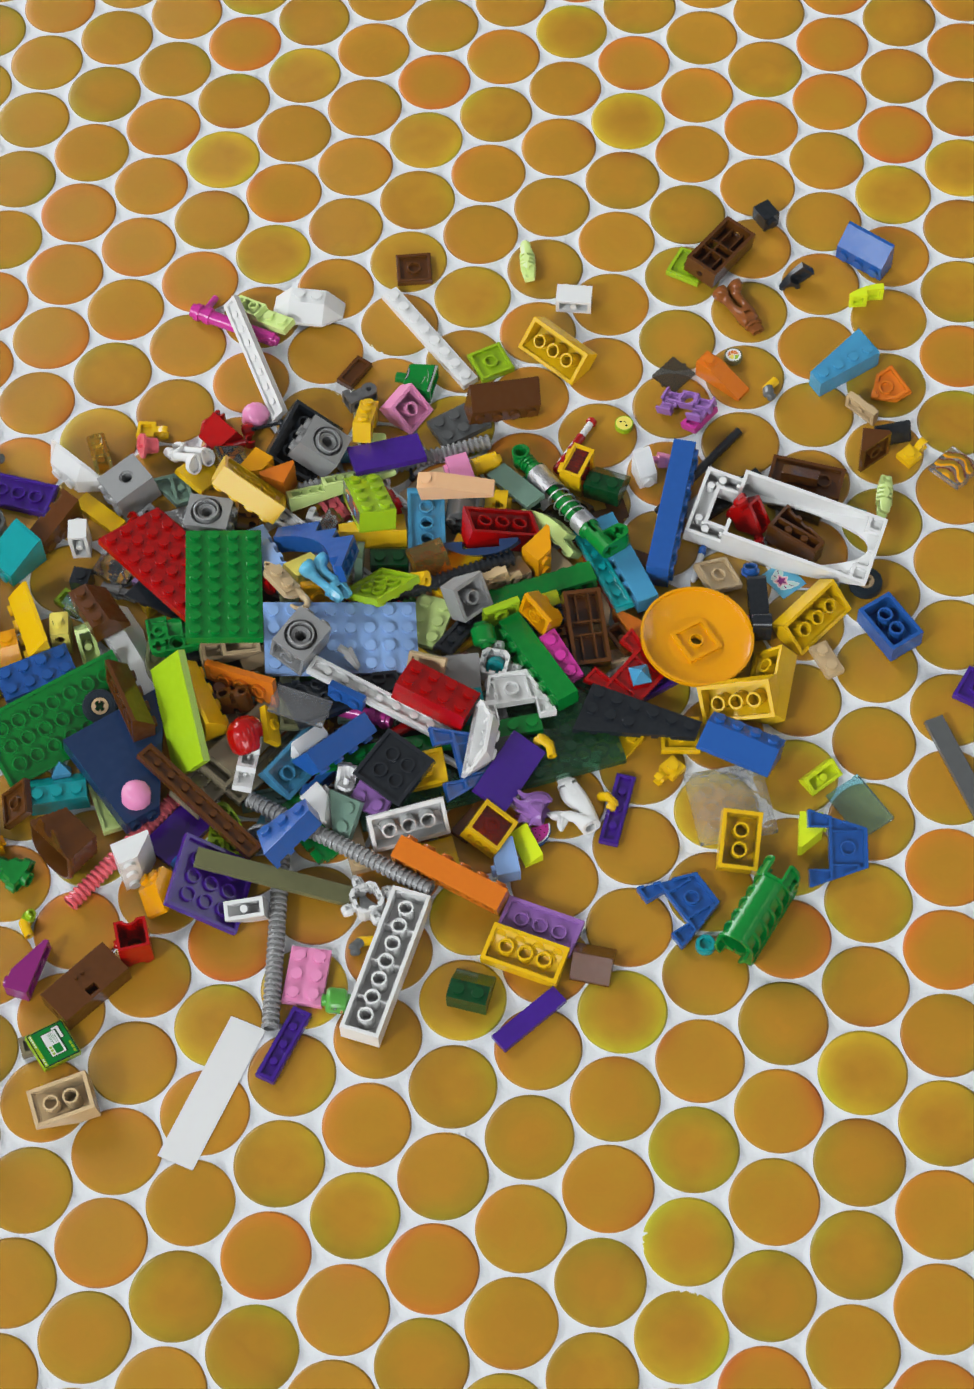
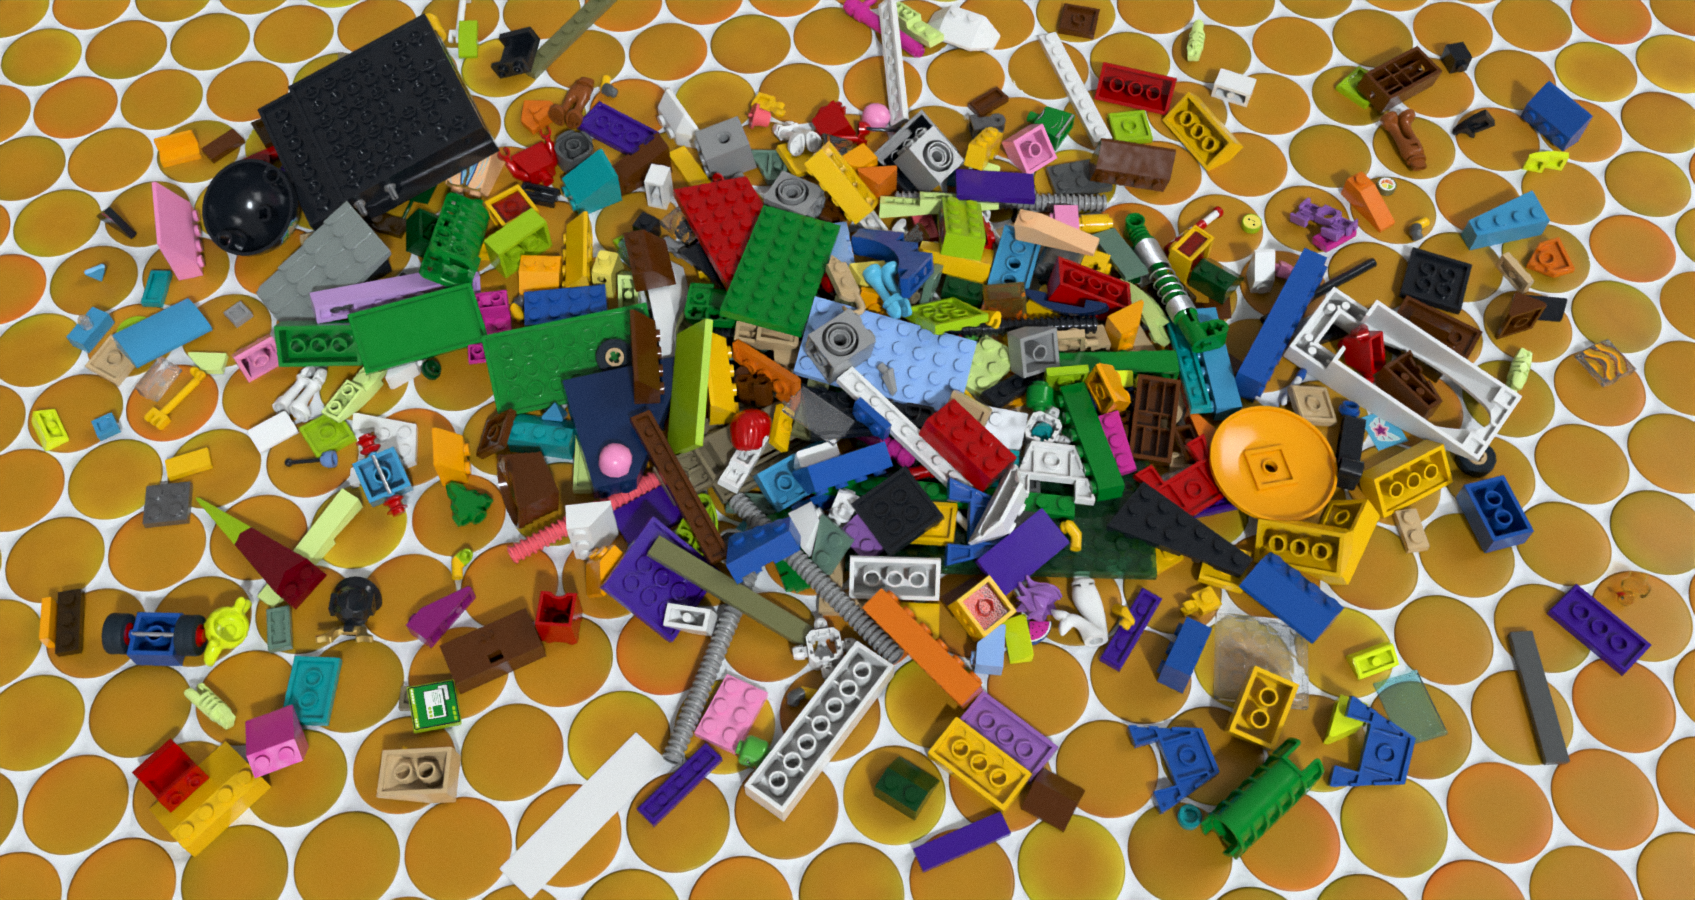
camera: 15 degrees right, 0 degrees up
(98, 448) = (708, 104): clear yellow torso -> none
(485, 323) = (1135, 88): none -> red slope
(640, 675) = (1198, 487): dark azure slope -> none
(665, 817) = (1183, 654): none -> blue wedge
(673, 374) = (1317, 187): clear smoke piece -> none
(796, 433) = (1435, 280): none -> black plate
(912, 454) = (1558, 336): yellow plate -> none

